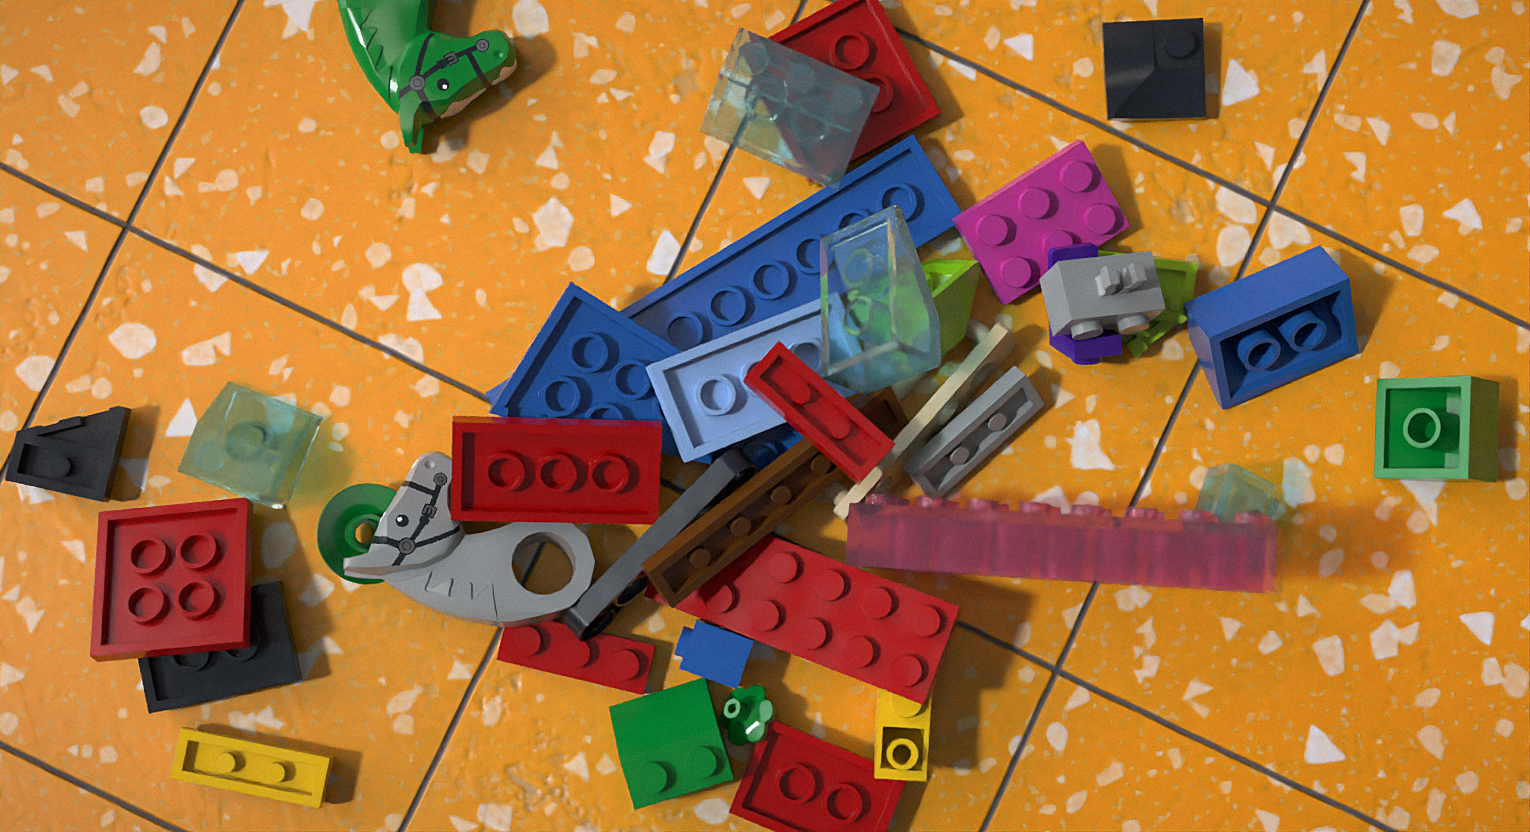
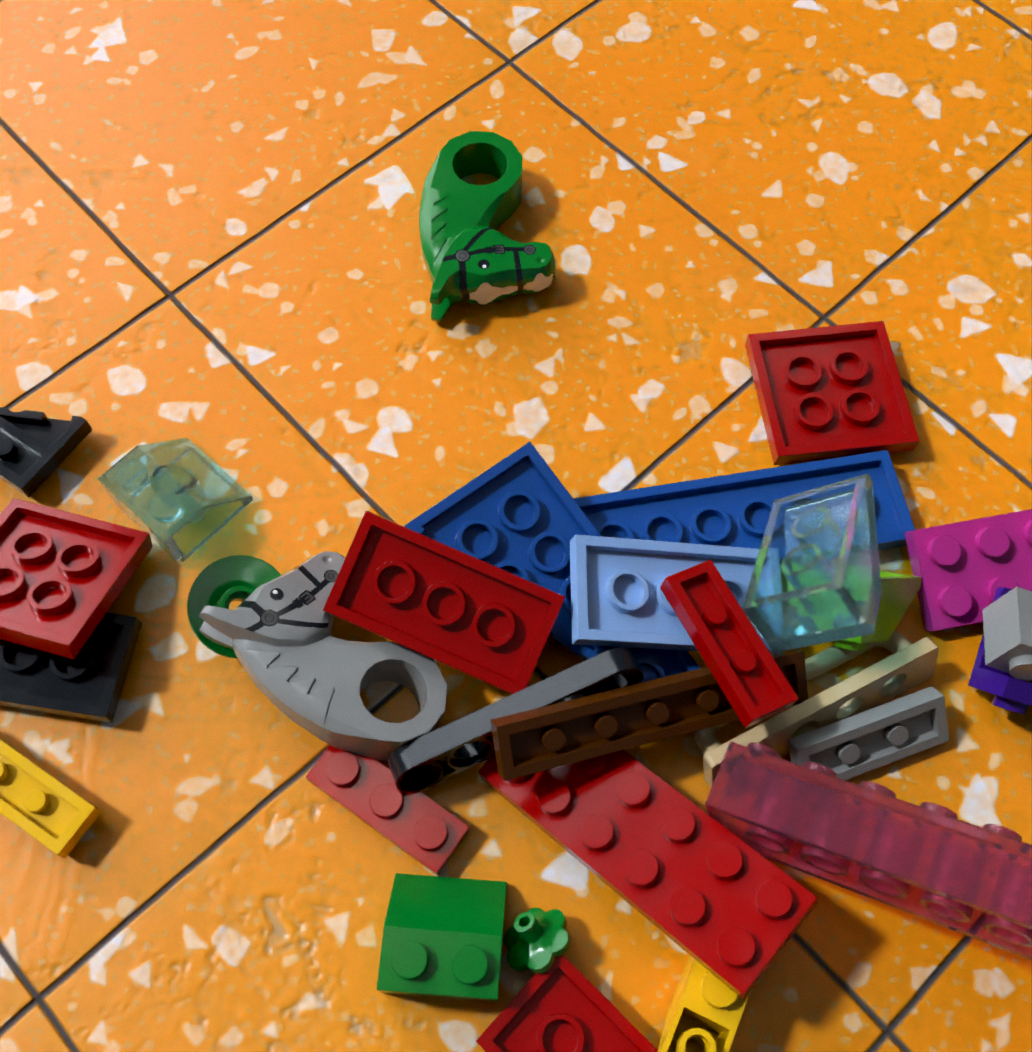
camera: 20 degrees right, 20 degrees down
(714, 652) = (527, 856): blue brick -> none
(789, 109) = (784, 382): clear light blue slope -> none

